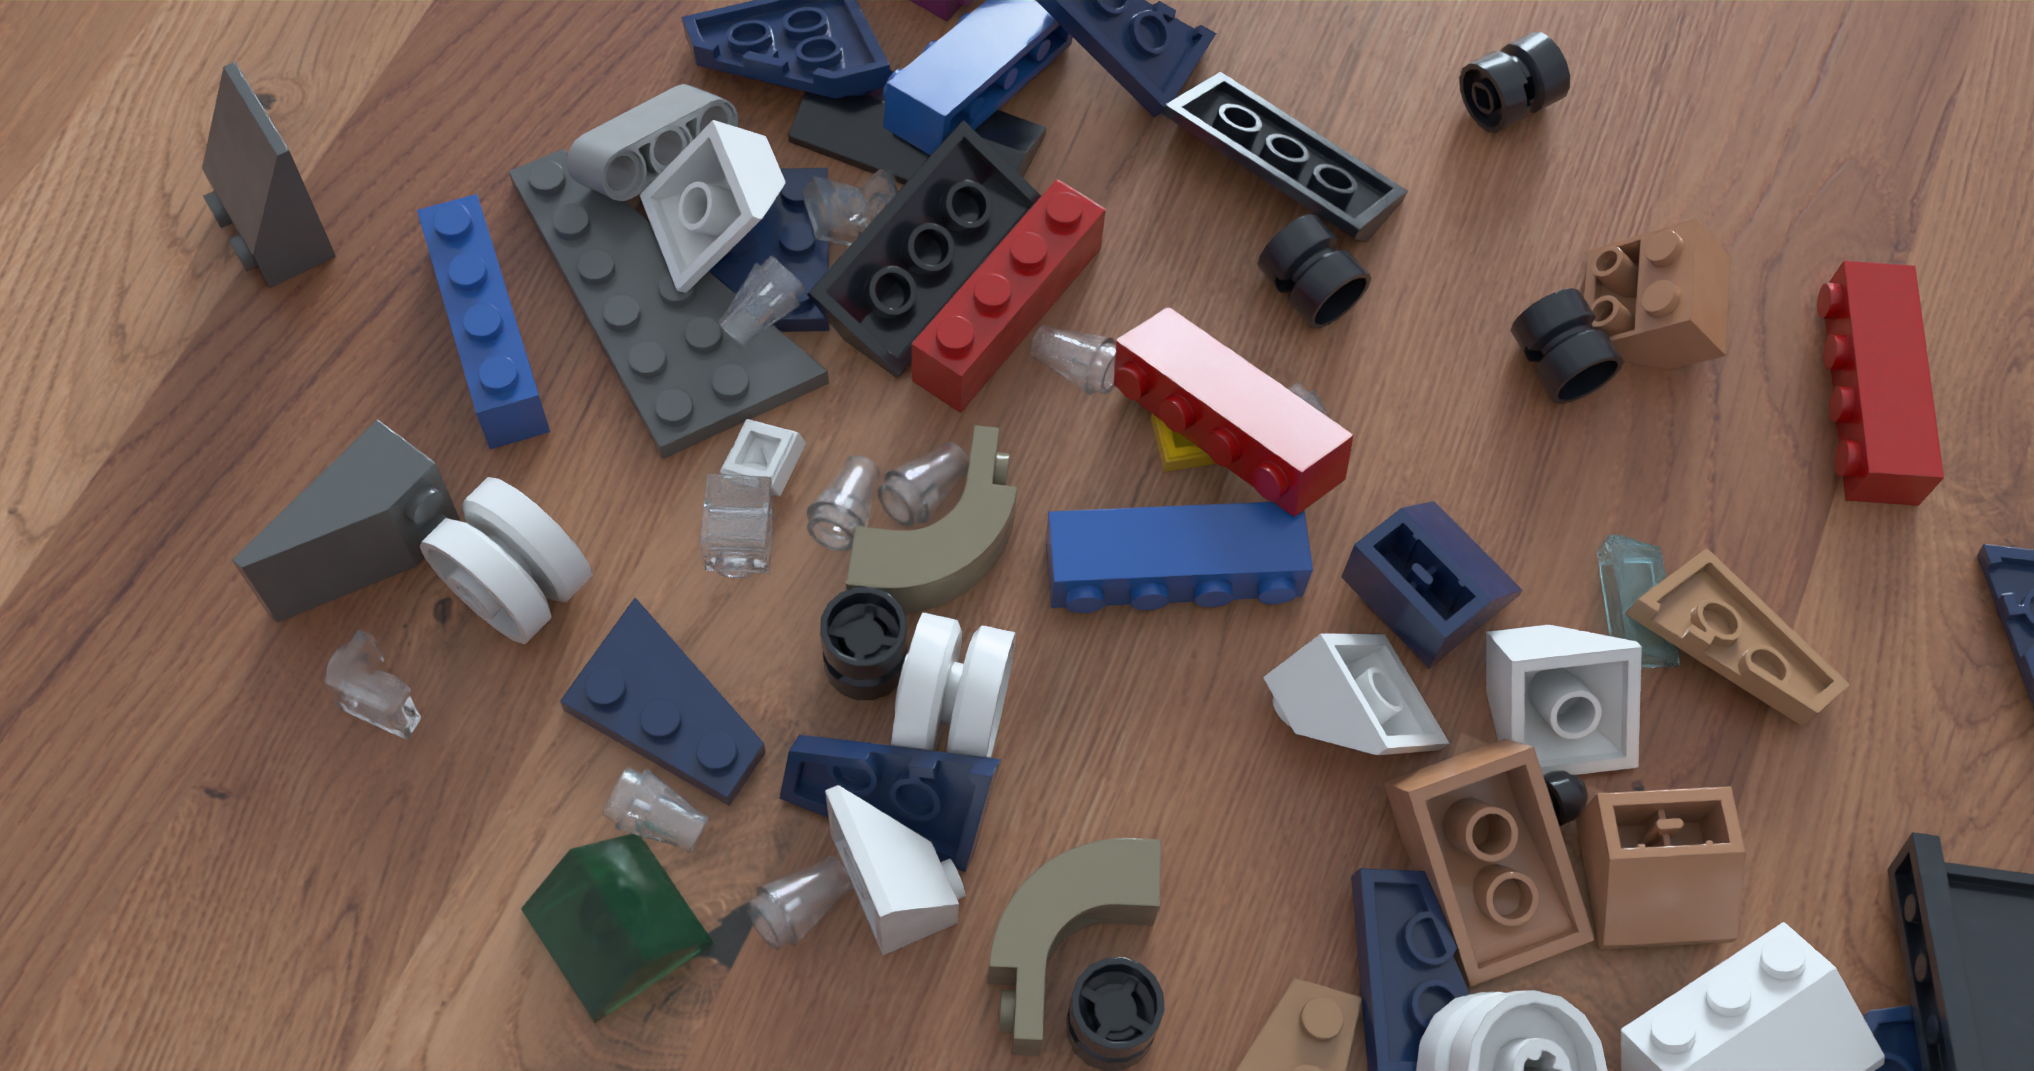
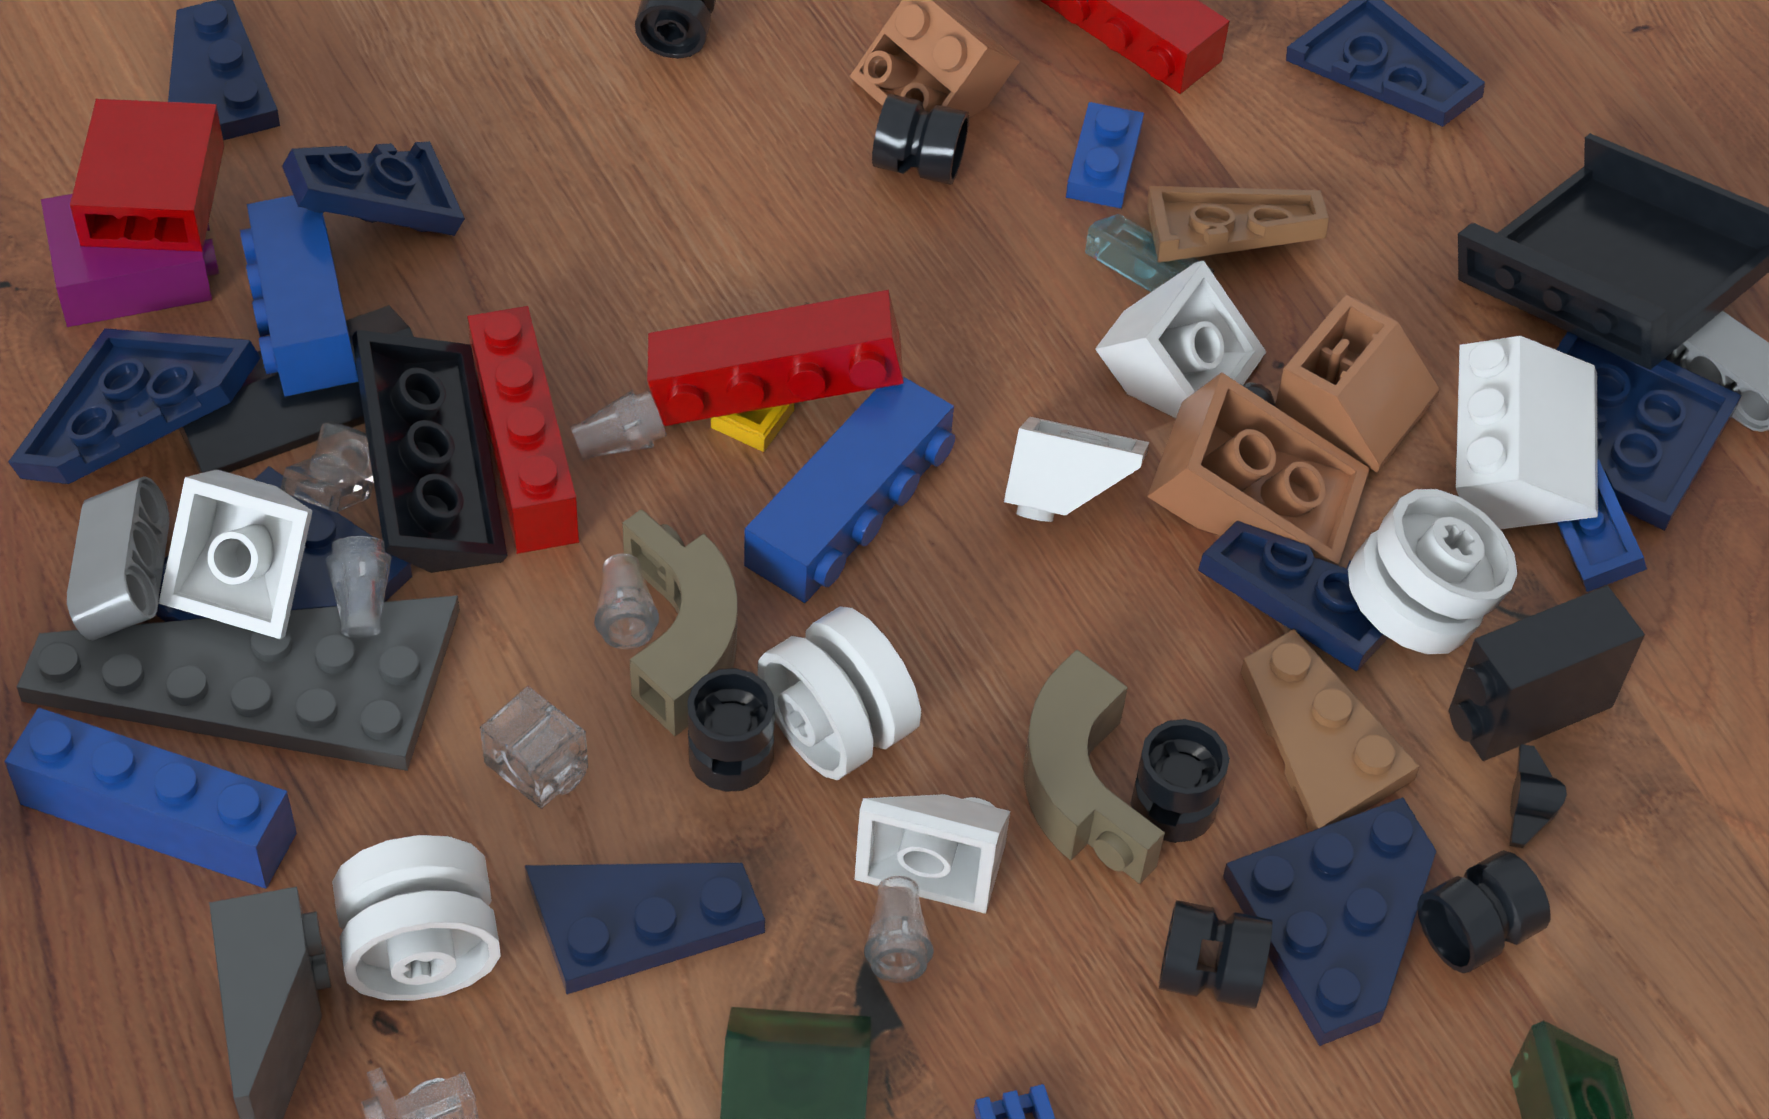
camera: 50 degrees left, 10 degrees down
(652, 810) = (726, 978): clear cone -> none
(765, 452) = (484, 688): white tile -> none
(844, 504) = (592, 668): clear cone -> none
(925, 790) = (906, 758): dark blue wing -> none
(1287, 155) = (584, 179): black slope -> none
(1320, 279) = (706, 232): black wheel -> none
(1427, 580) = (1023, 358): dark blue slope -> none
(1711, 491) = (1104, 155): none -> blue plate

